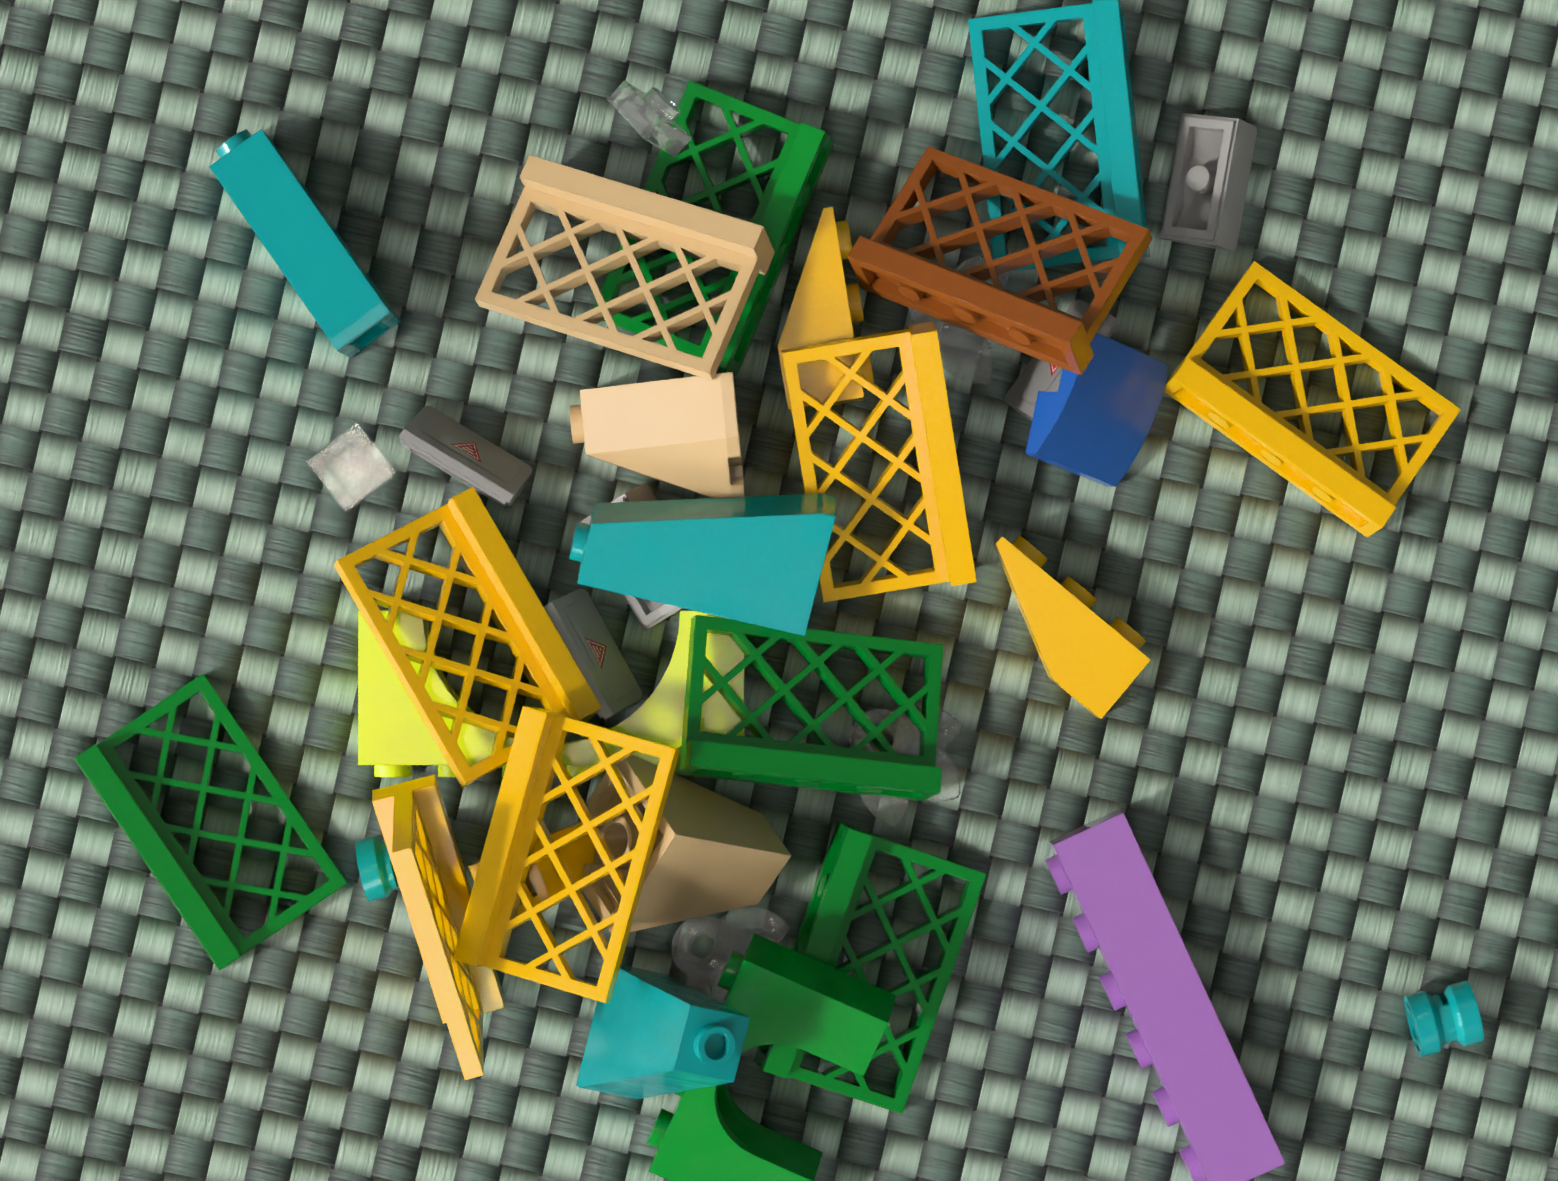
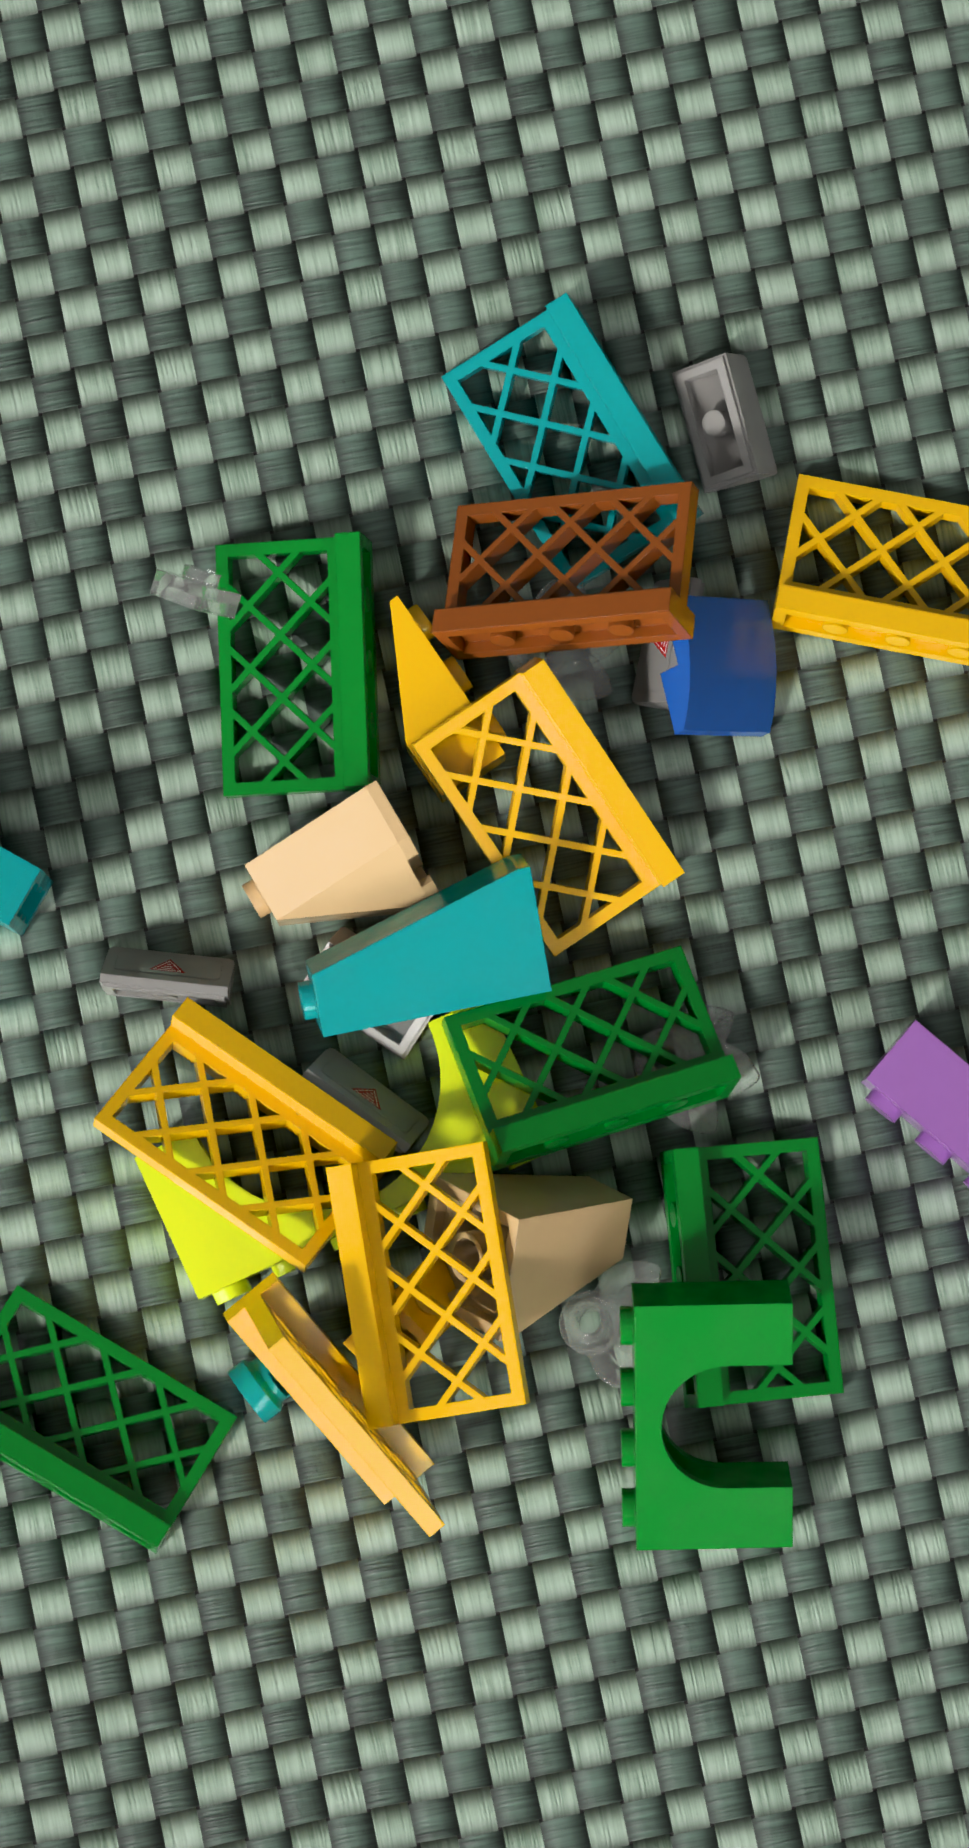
camera: 30 degrees left, 5 degrees down
(352, 467) = (69, 1033): clear plate -> none
(640, 216) = (241, 683): tan fence -> none
(660, 1038) = (591, 1422): teal slope -> none
(1074, 644) = (798, 889): yellow slope -> none

